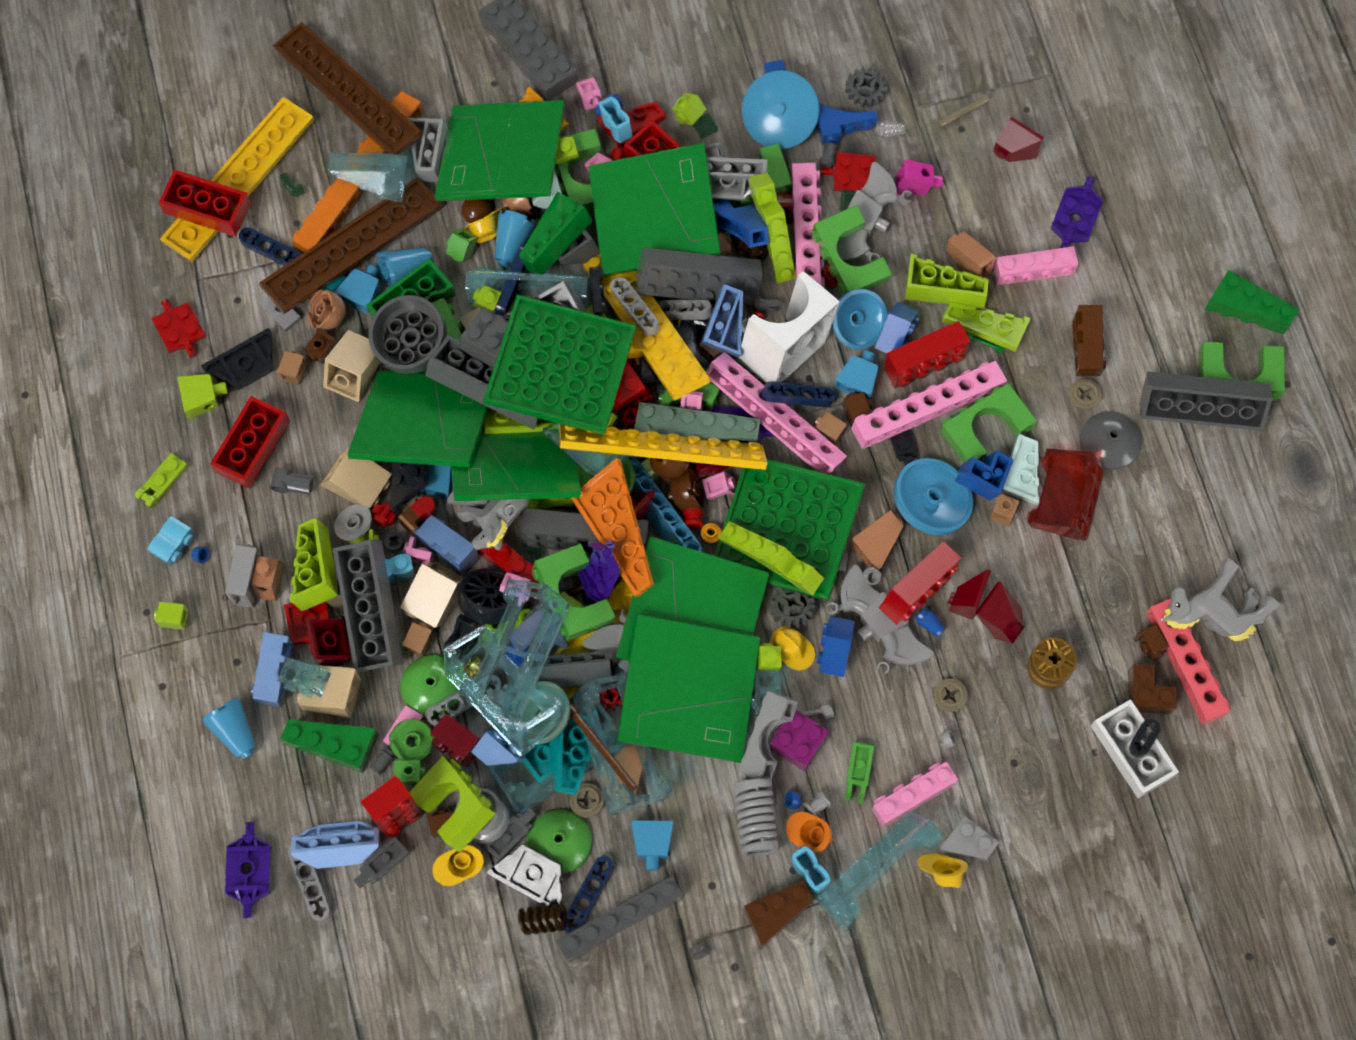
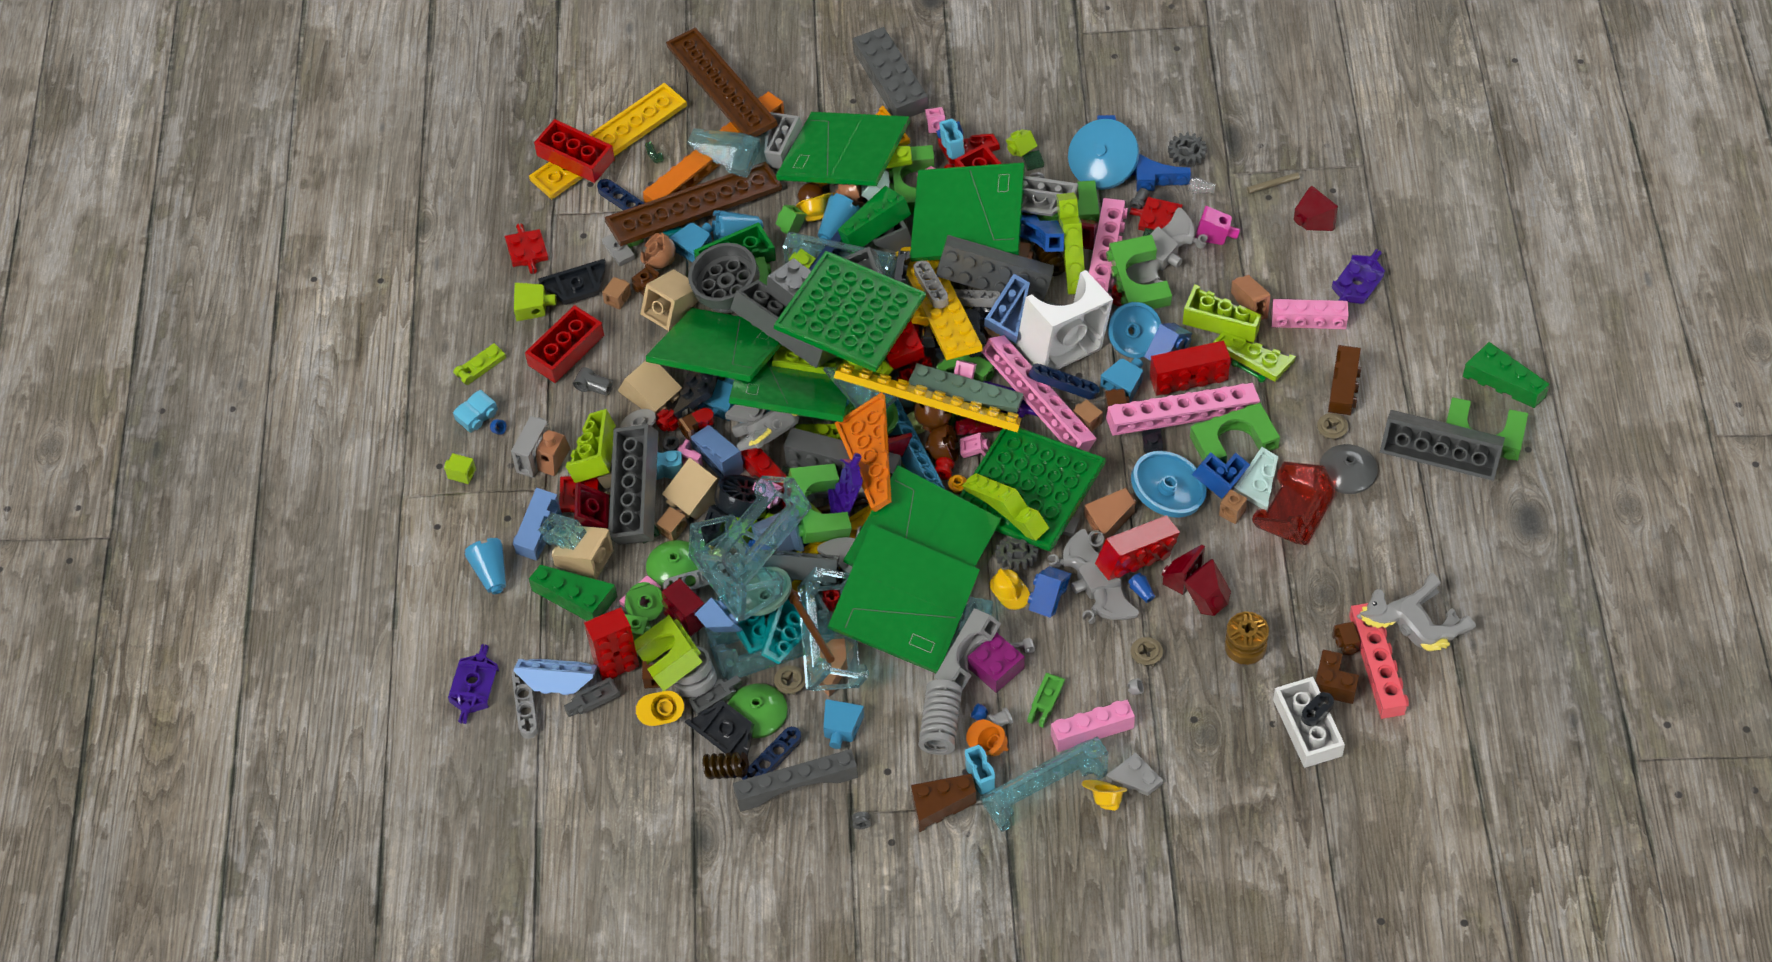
camera: 15 degrees right, 15 degrees down
(769, 657) = (984, 588): lime brick -> none

